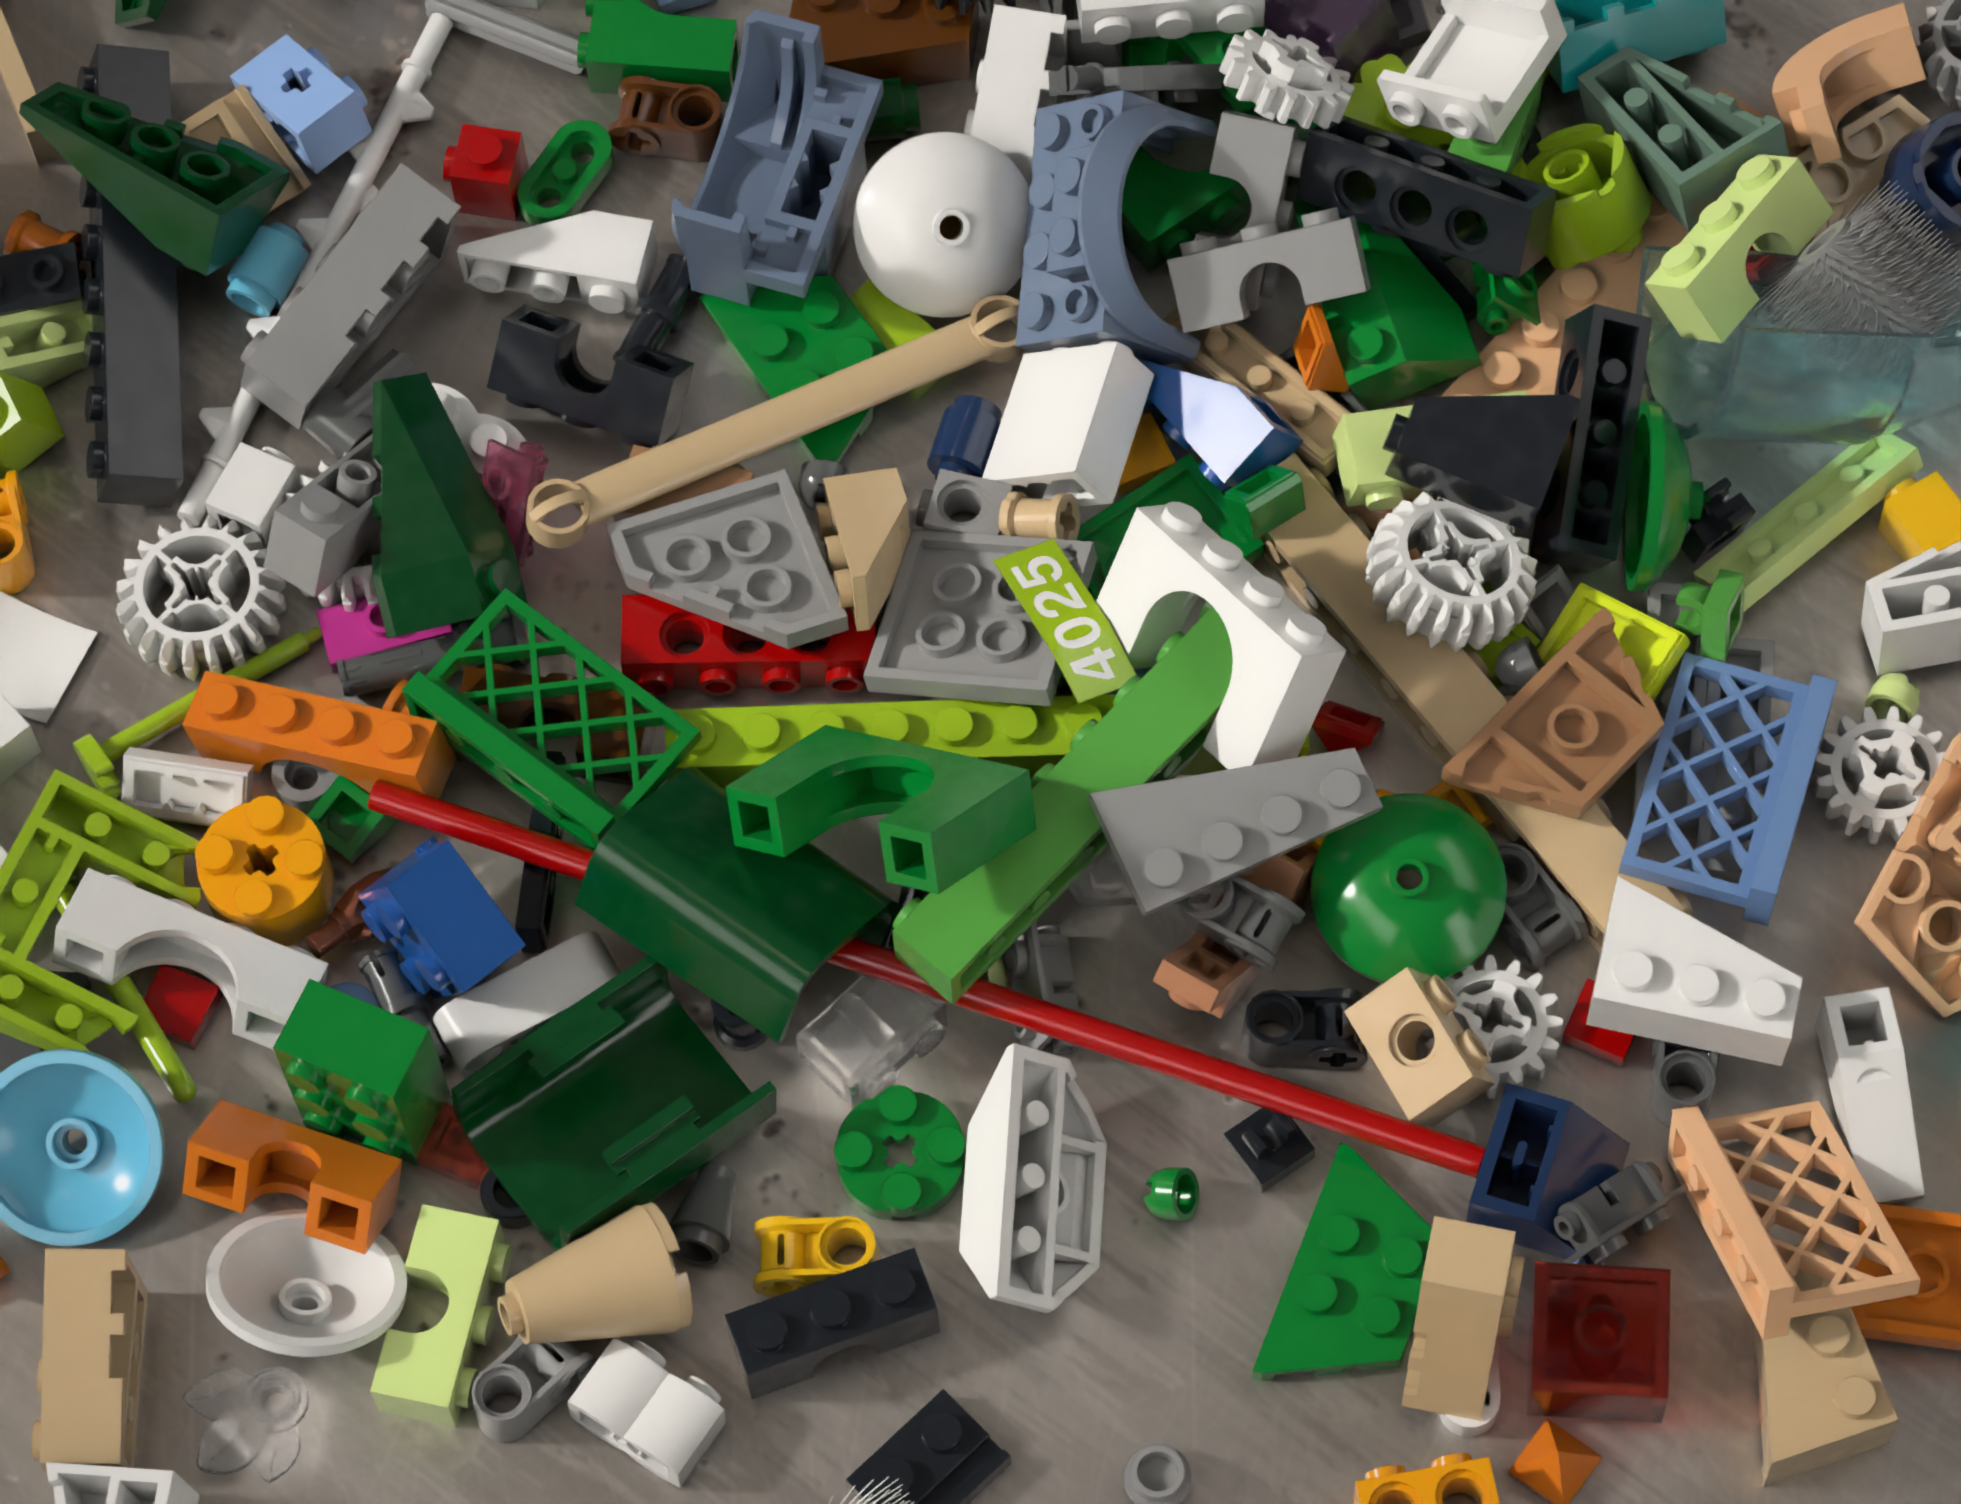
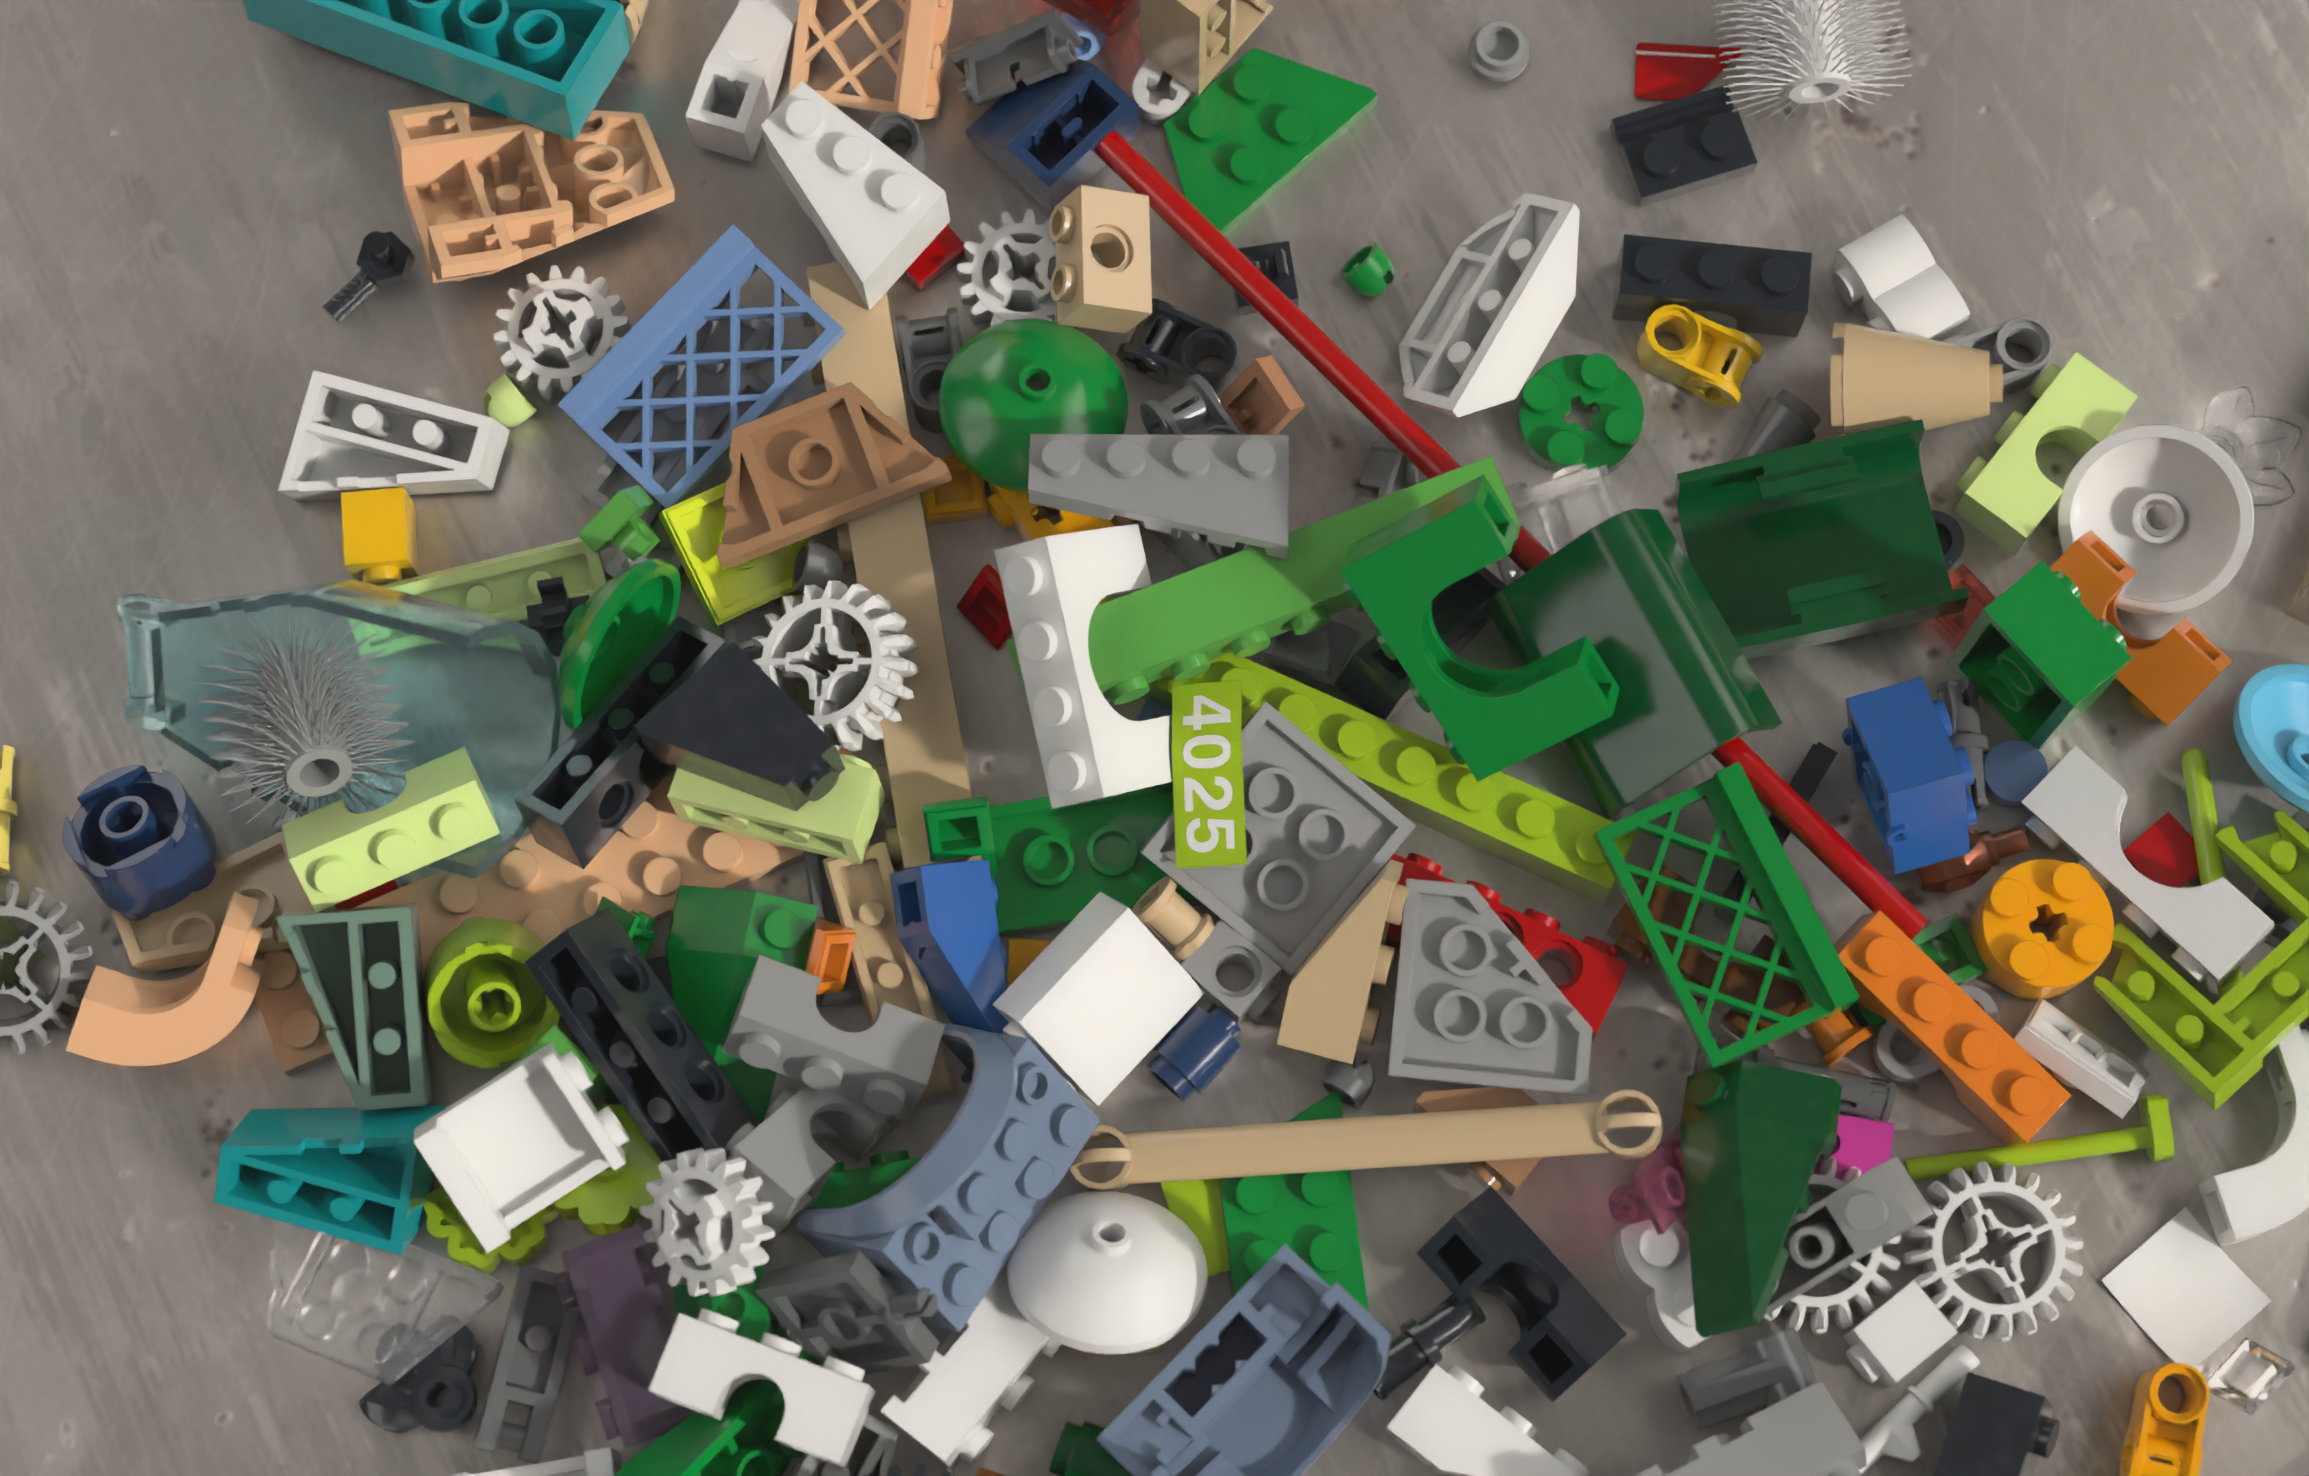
camera: 155 degrees left, 10 degrees up
(519, 1001) = (1814, 691): white beam -> none

